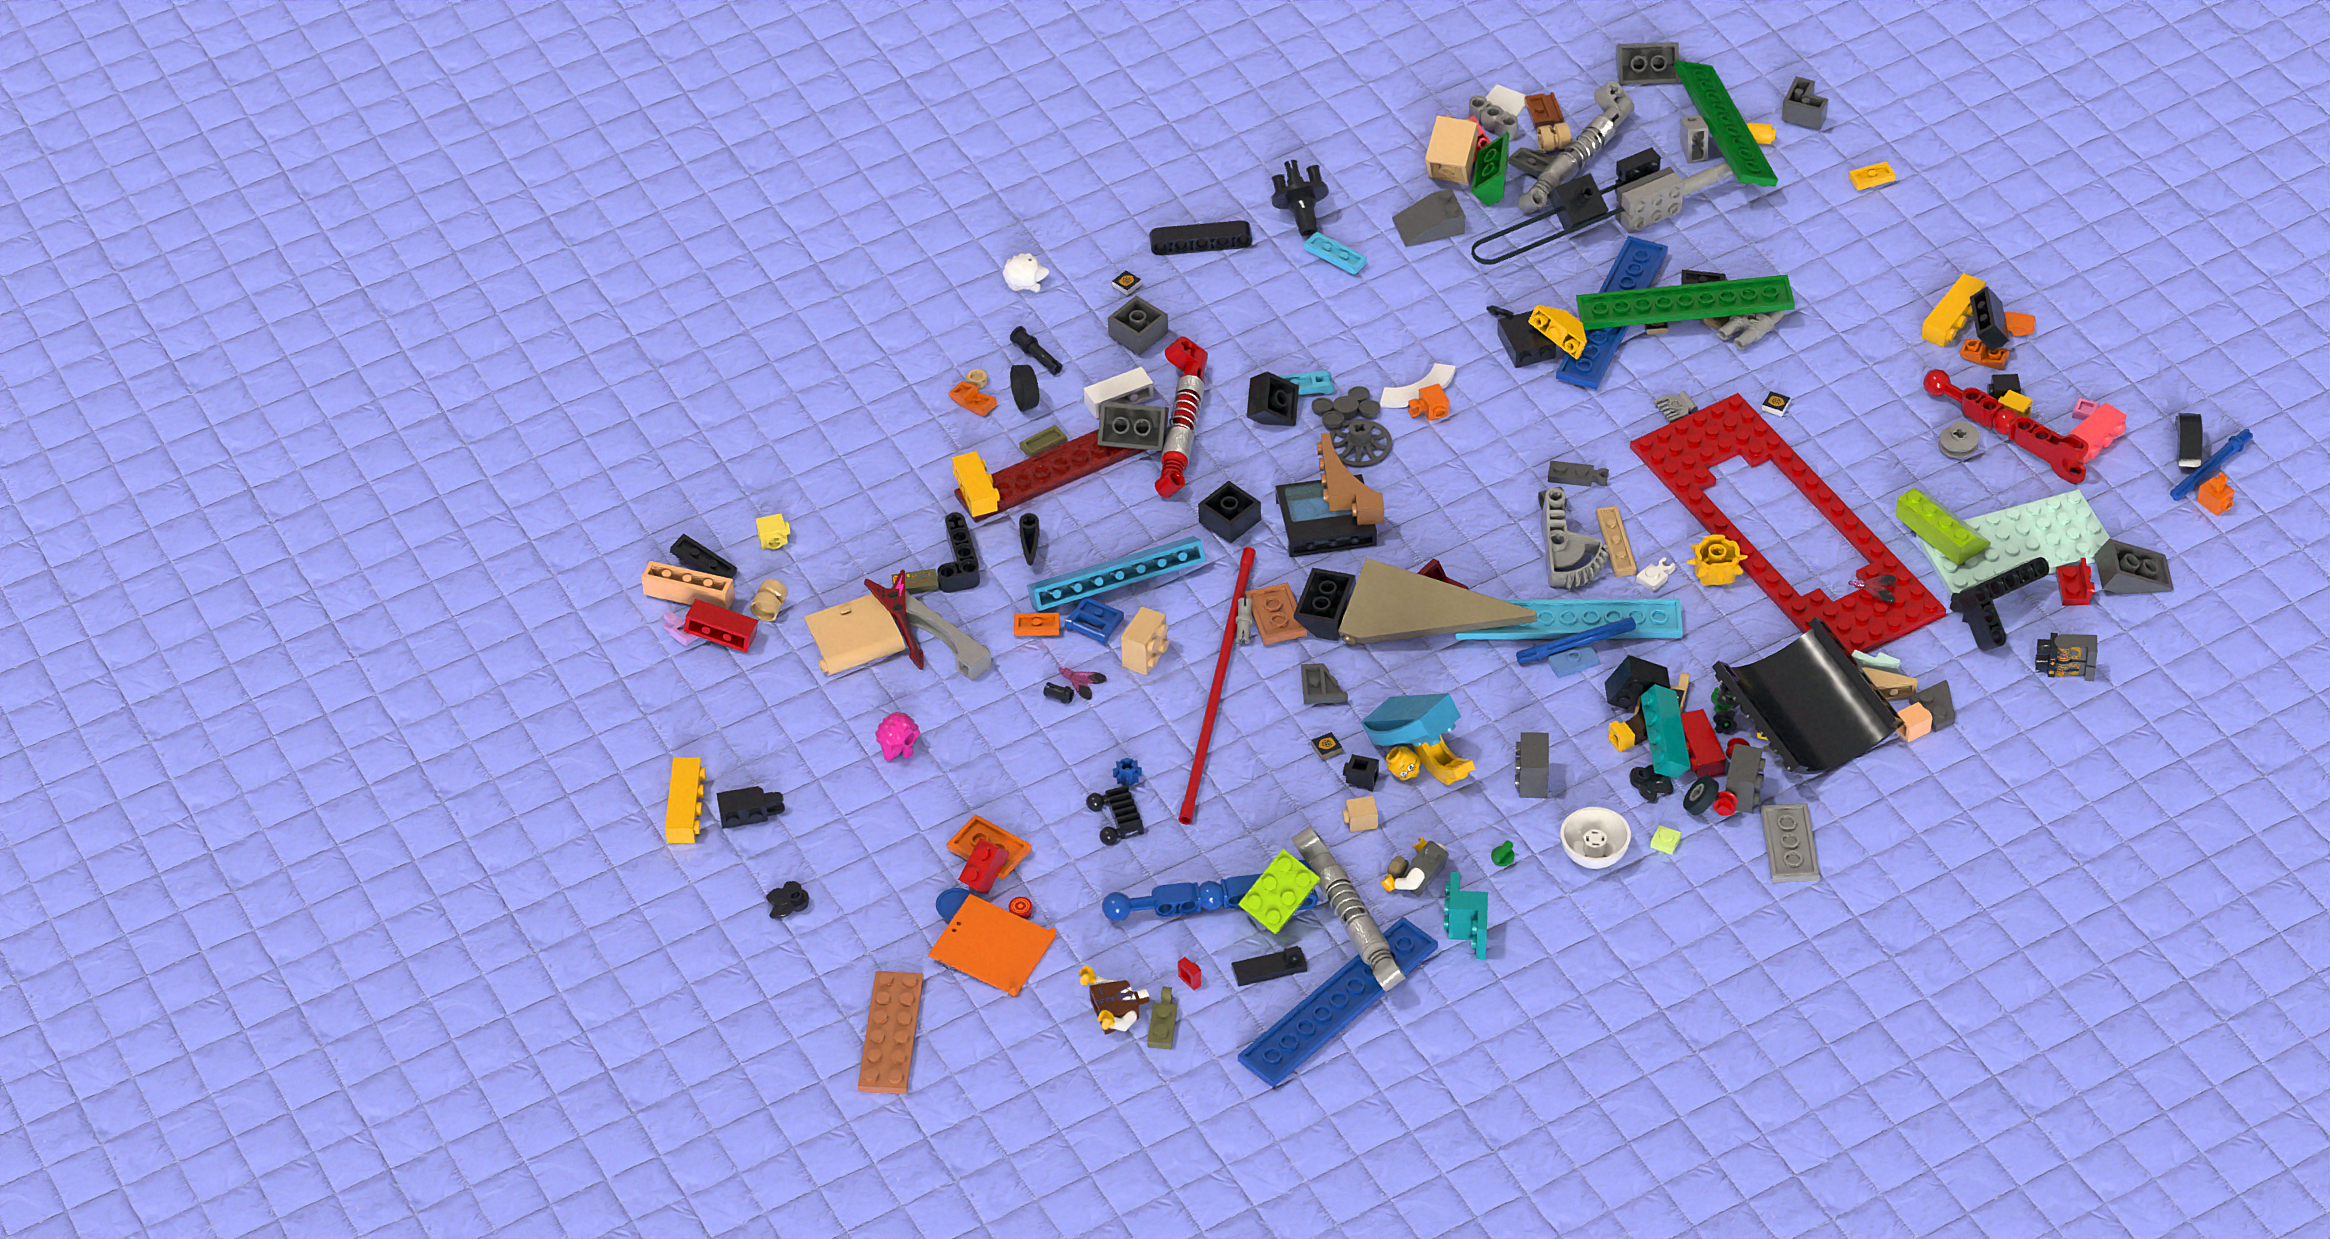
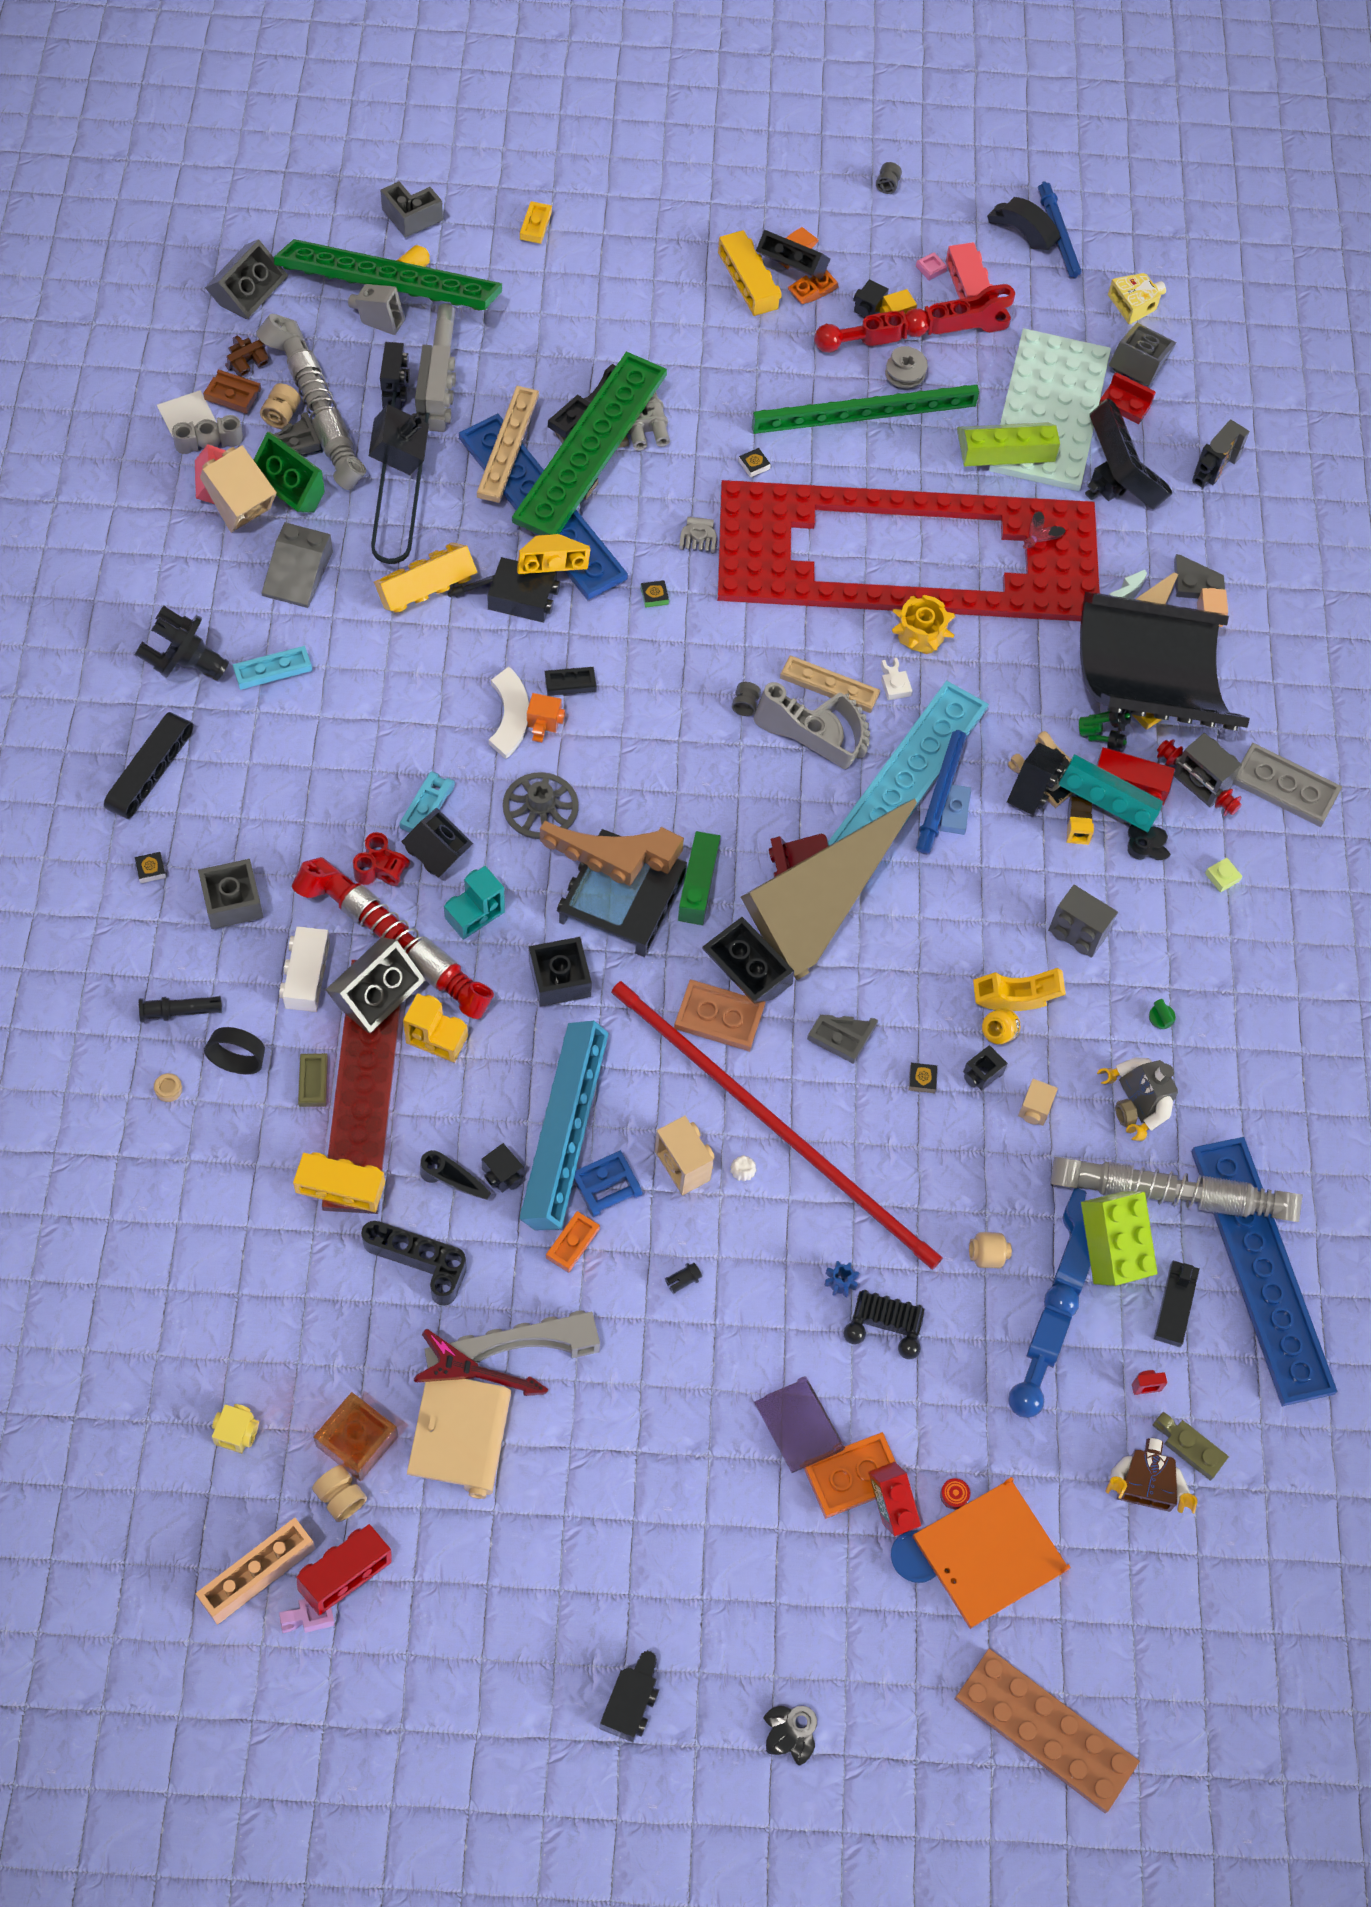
camera: 65 degrees left, 15 degrees up
(684, 800) = (574, 1763): yellow brick -> none
(701, 558) = (221, 1528): black hinge -> none
(810, 585) = (356, 1436): none -> clear orange brick
(897, 735) = (642, 1476): dark pink animal -> none
(919, 581) = (420, 1316): olive tile -> none
(970, 398) = (194, 1110): orange slope -> none
(1001, 801) = (799, 1425): none -> clear purple piece
(1024, 272) = (59, 950): white animal -> none
(1058, 560) = (502, 1169): none -> black brick
(1081, 679) = (675, 1248): clear pink piece -> none
(1128, 471) = (431, 1030): none -> yellow brick
(1169, 685) = (743, 1168): none -> white piece
(1217, 838) = (989, 1250): none -> tan head
(1232, 383) = (382, 863): none -> red piece
(1243, 446) = (477, 905): none -> teal brick
(1244, 620) = (713, 1048): light grey pin -> none
(1345, 407) = (485, 787): dark grey piece -> none
(1382, 547) = (698, 878): none -> green slope
(1411, 720) = (975, 988): dark azure piece -> none
(1466, 915) = (1228, 1097): teal bracket -> none
(1475, 403) = (570, 681): none -> black plate
(1485, 284) = (426, 577): none -> yellow wedge
(1576, 474) = (721, 661): dark grey plate -> none
(1581, 96) = (244, 351): none -> reddish brown hips
(1595, 837) = (1208, 927): white piece -> none
(1598, 409) = (654, 593): none -> tile
(1643, 263) = (507, 444): none -> tan tile
(1701, 795) = (1212, 822): black bush -> none
(1893, 437) = (865, 409): none -> green plate
(2145, 340) = (888, 179): none -> dark grey wheel
(2190, 540) = (1135, 296): none -> light yellow torso
(2216, 494) = (1100, 247): orange brick -> none

